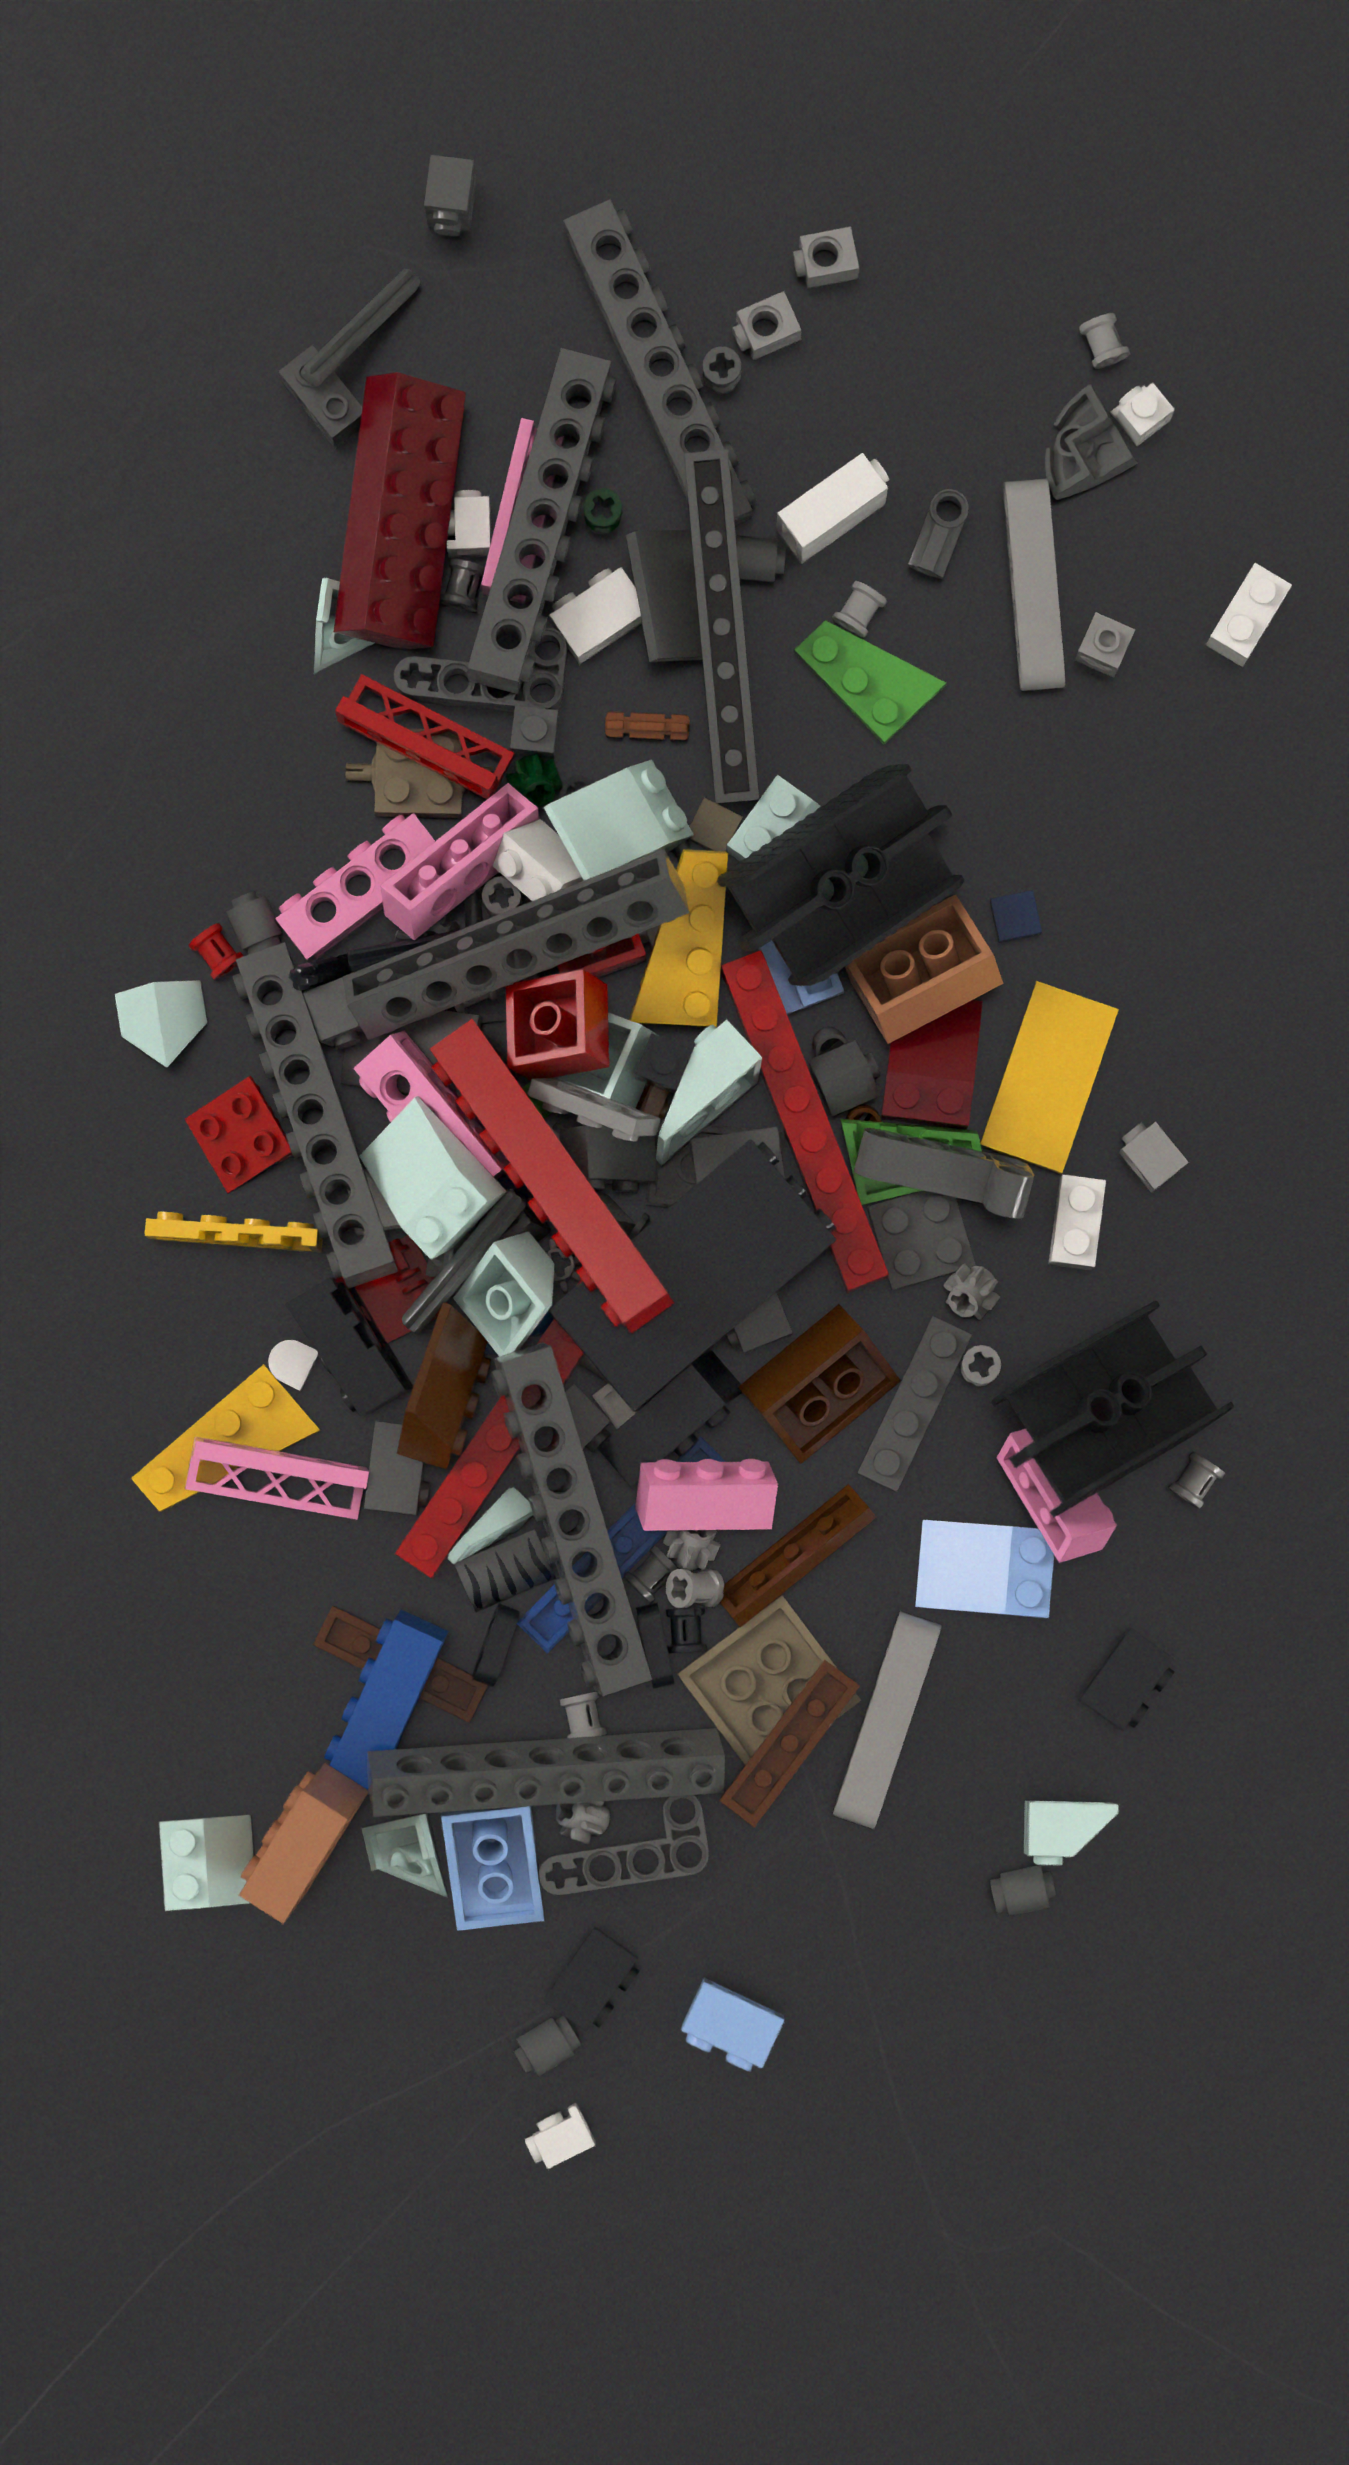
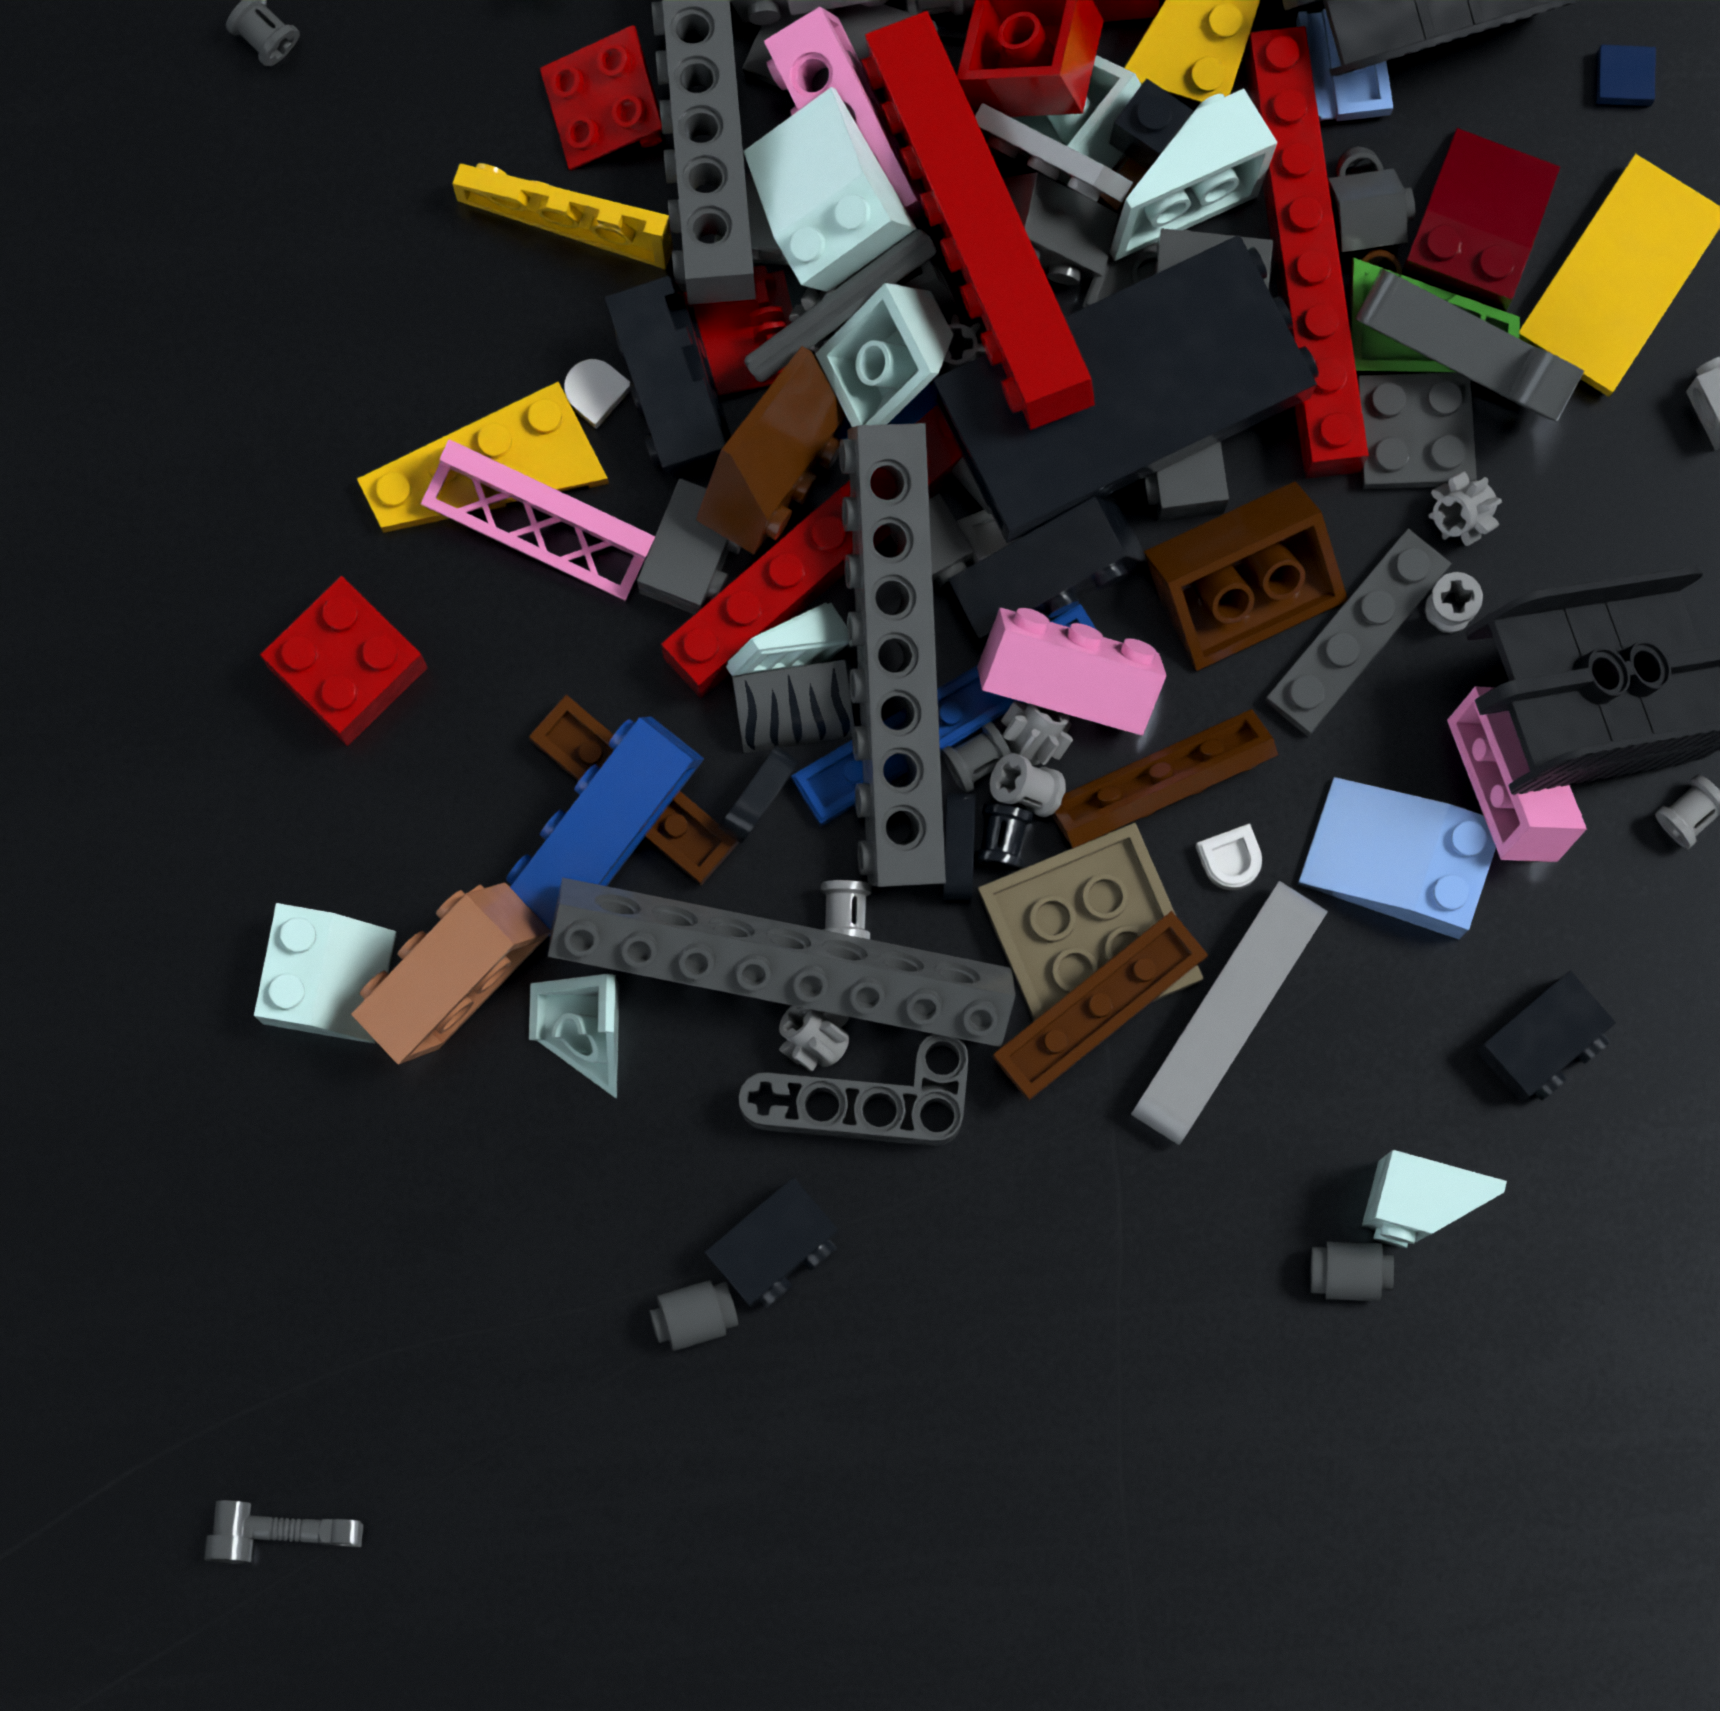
camera: 10 degrees right, 5 degrees down
(159, 1622) = (344, 660): none -> red brick
(251, 2288) = (237, 1529): none -> dark grey brick
(493, 1867) = (684, 1067): light blue slope -> none
(560, 2137) = (681, 1435): white brick -> none
(732, 2024) = (937, 1342): light blue brick -> none
(861, 1601) = (1231, 858): none -> white tile
(924, 970) = (1499, 98): nougat brick -> none
(1077, 1222) = (1617, 456): white brick -> none

